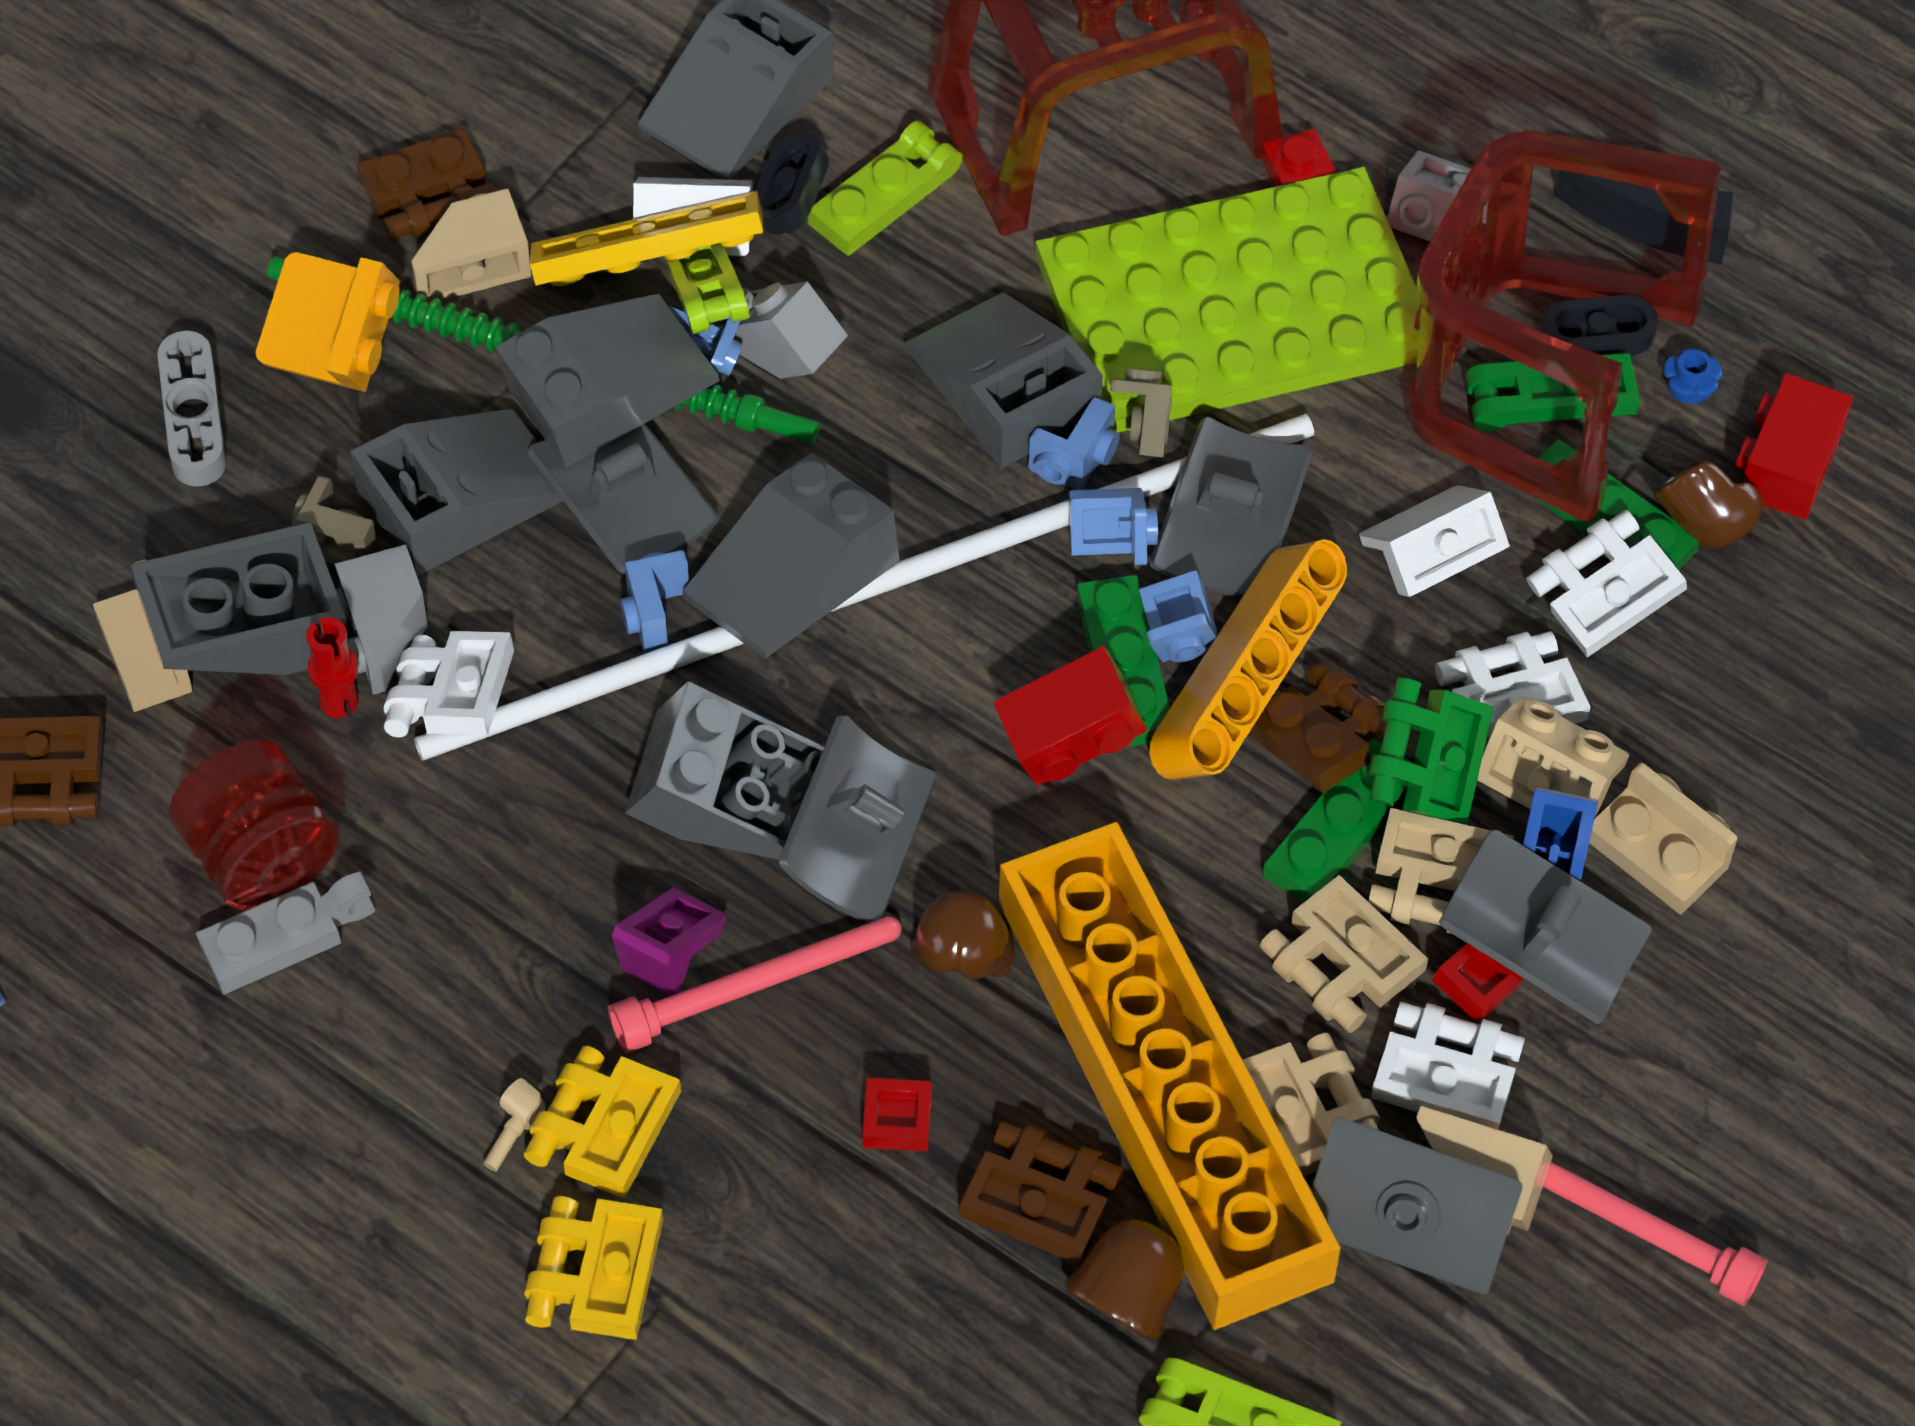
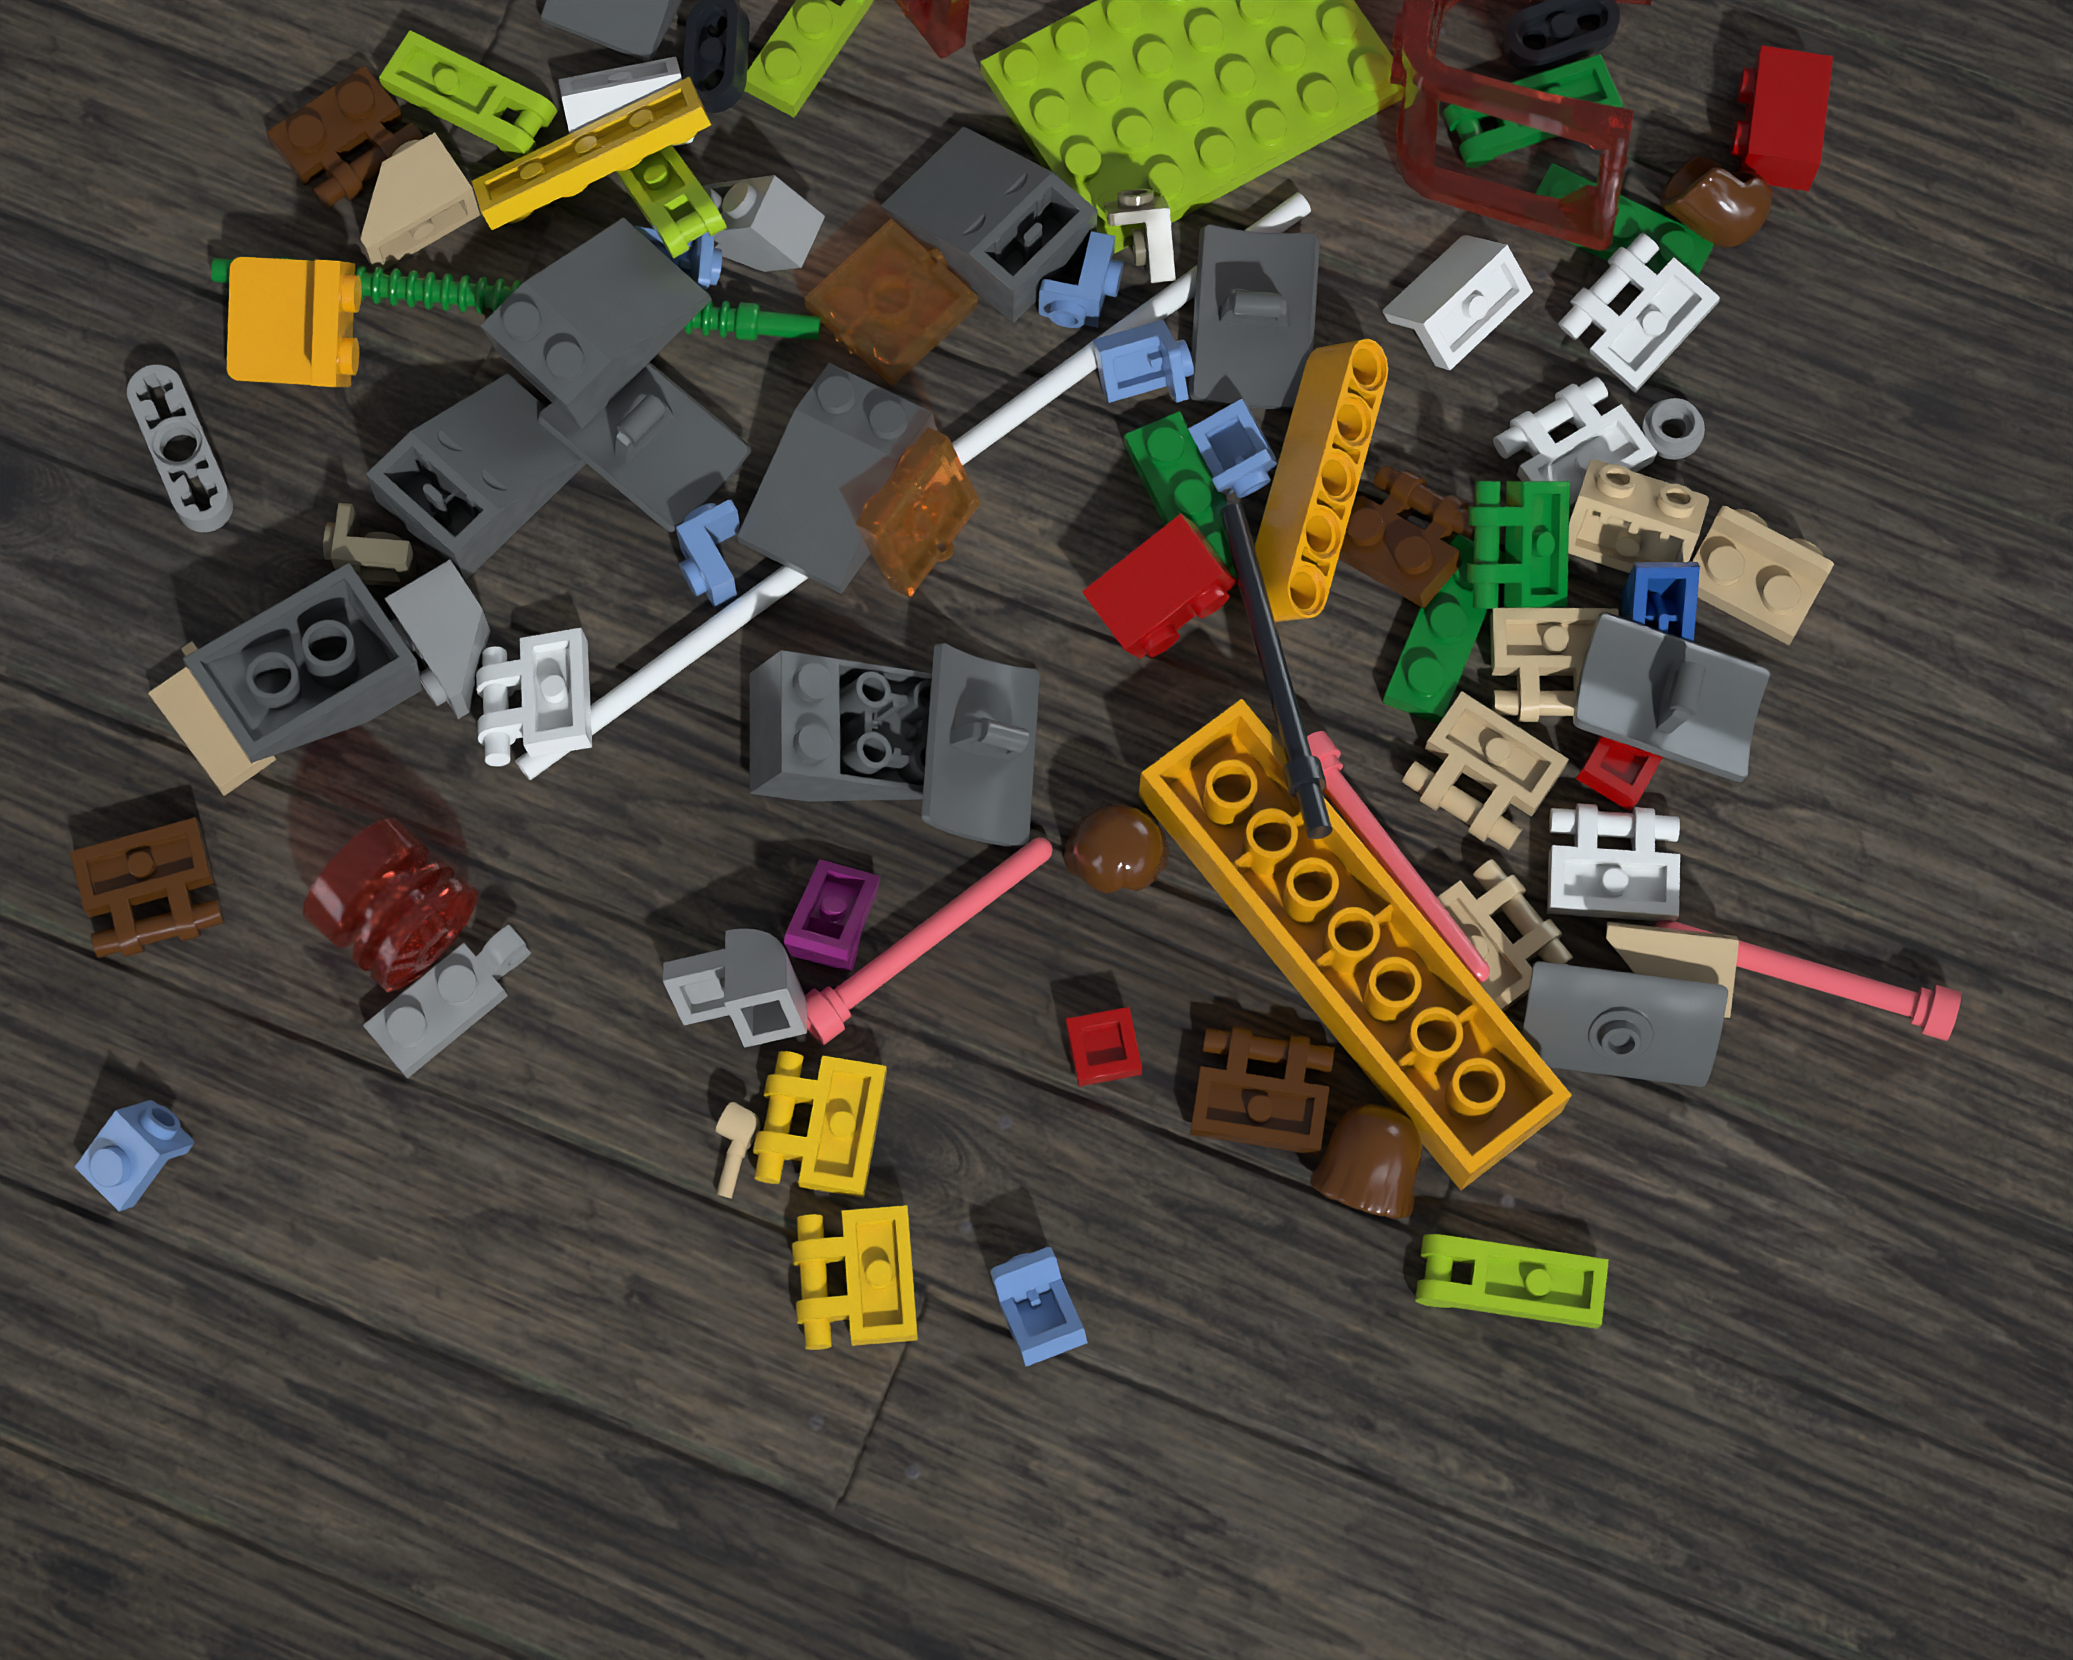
camera: 15 degrees left, 15 degrees up
(332, 667) = (417, 713): red pin -> none
(550, 170) = (466, 94): none -> lime plate
(564, 971) = (745, 980): none -> light grey brick
(761, 1328) = (1037, 1306): none -> medium blue bracket
(857, 599) = (916, 510): none -> clear orange plate
(890, 424) = (891, 301): none -> clear orange plate
(1155, 891) = (1302, 771): none -> black bar
(1185, 910) = (1390, 856): none -> coral piece
(1618, 680) = (1677, 413): none -> light grey plate
(1689, 386) = (1661, 73): blue plate -> none

